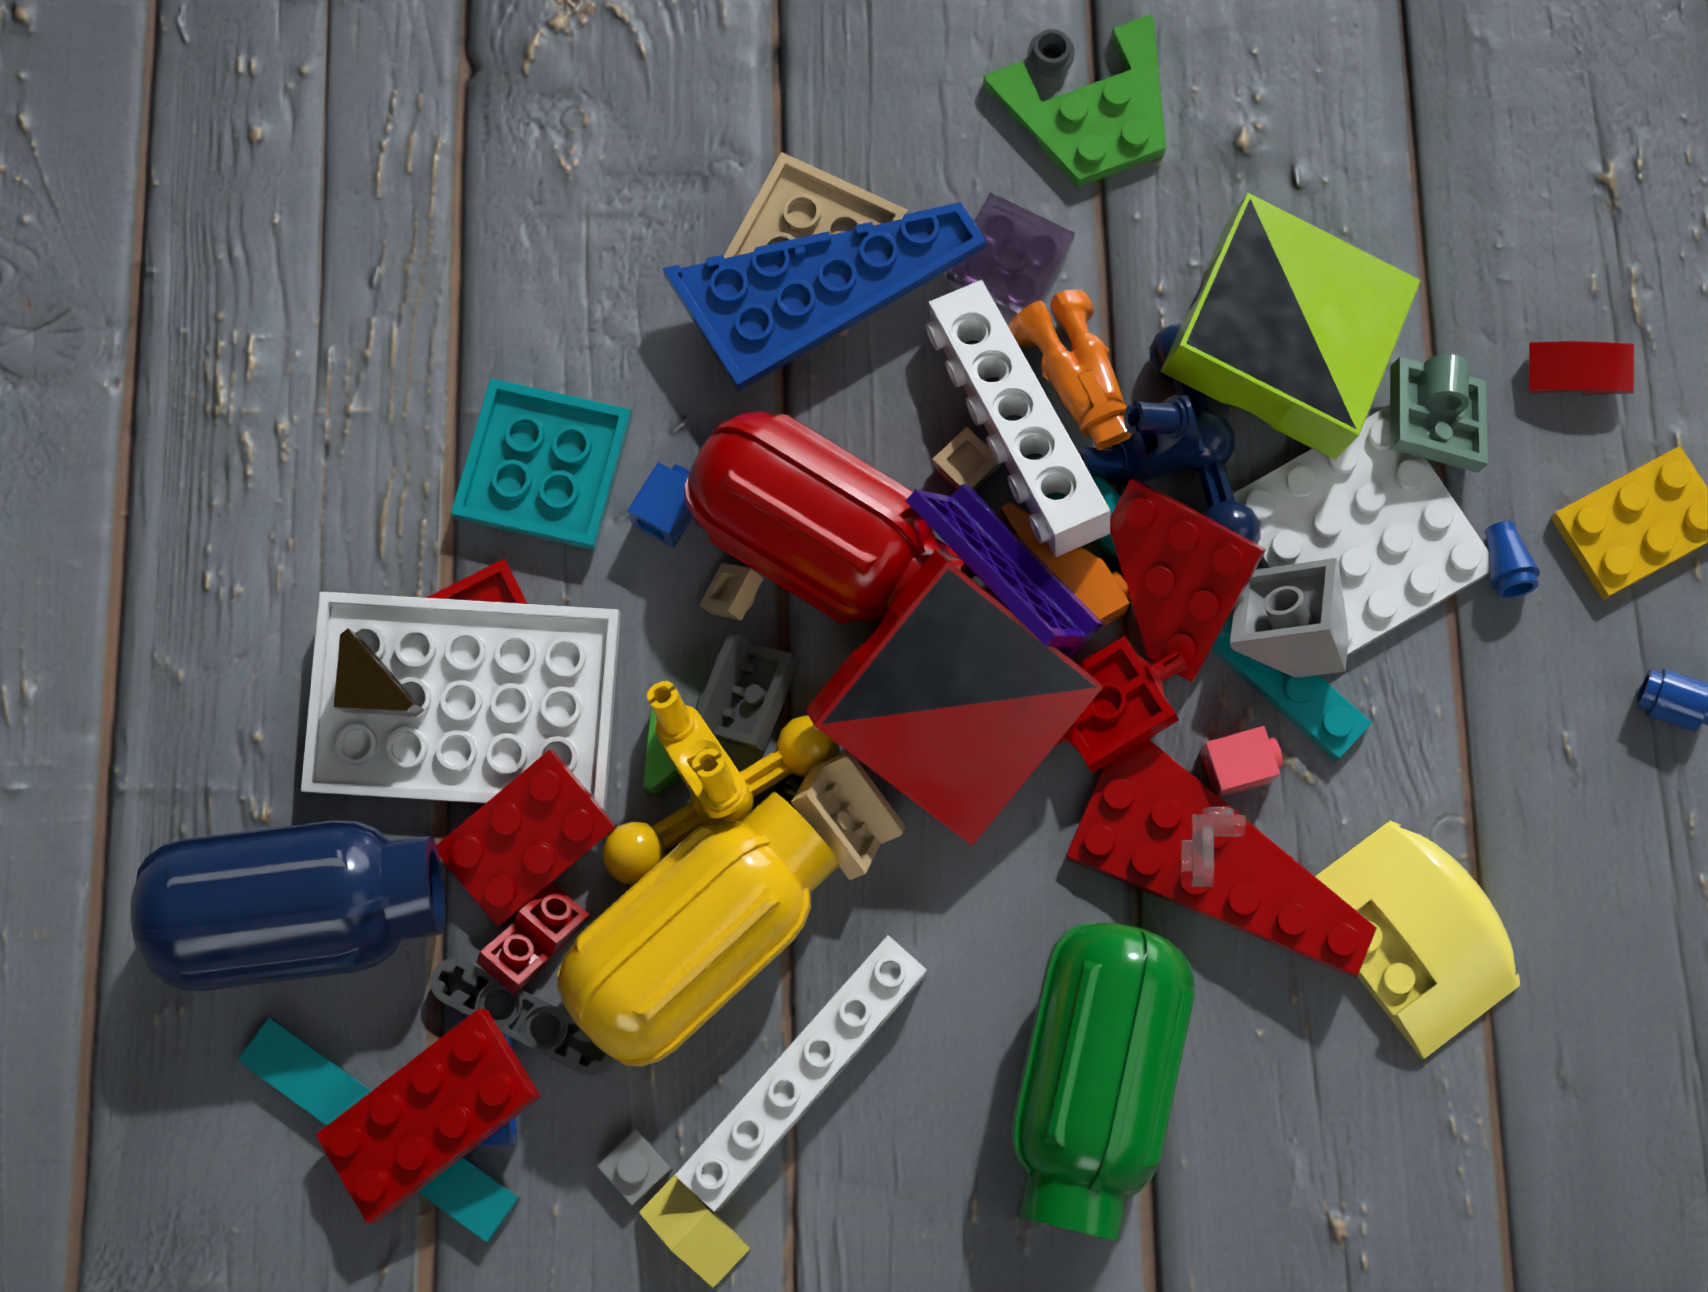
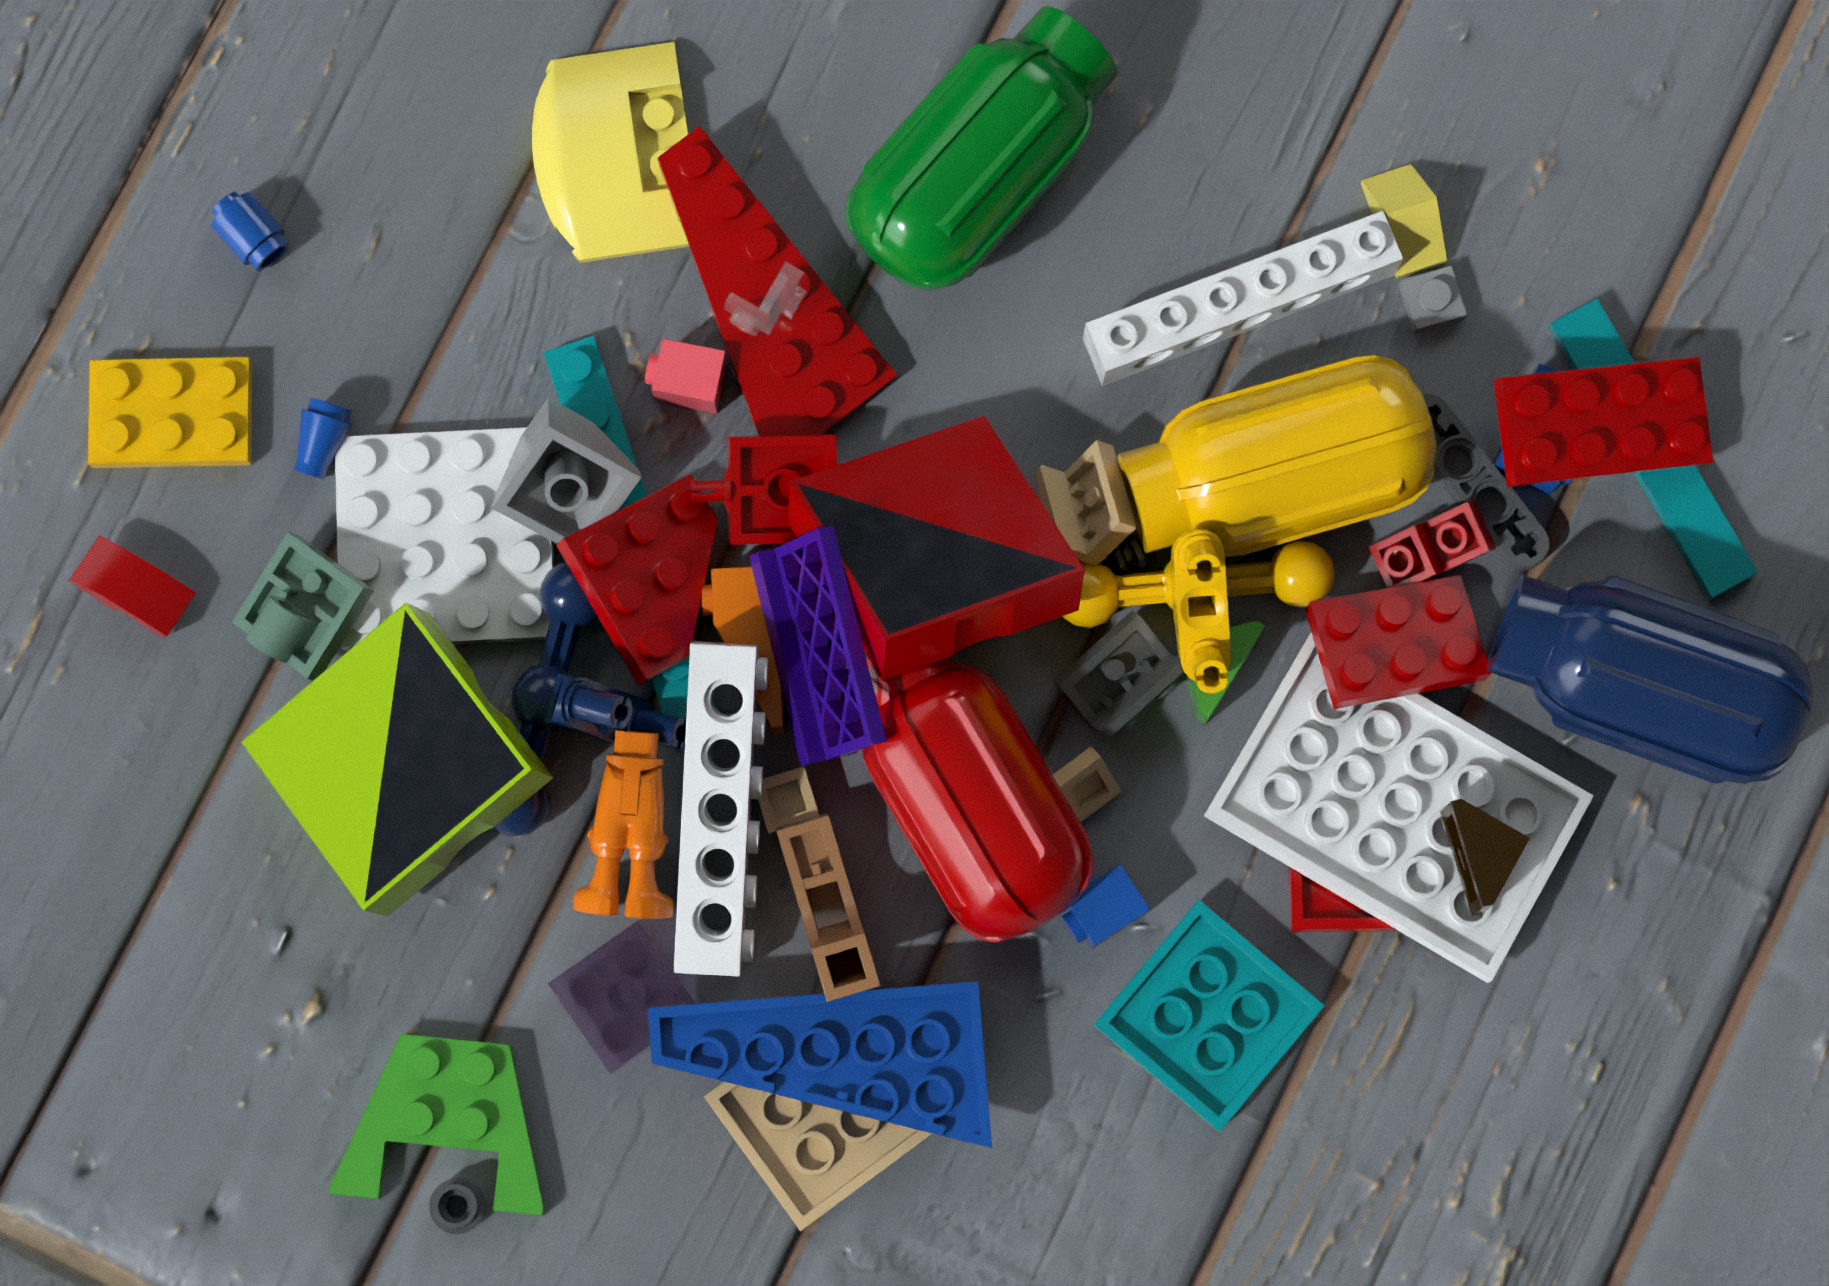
camera: 155 degrees left, 5 degrees up
(878, 384) = (827, 907): none -> medium nougat arch

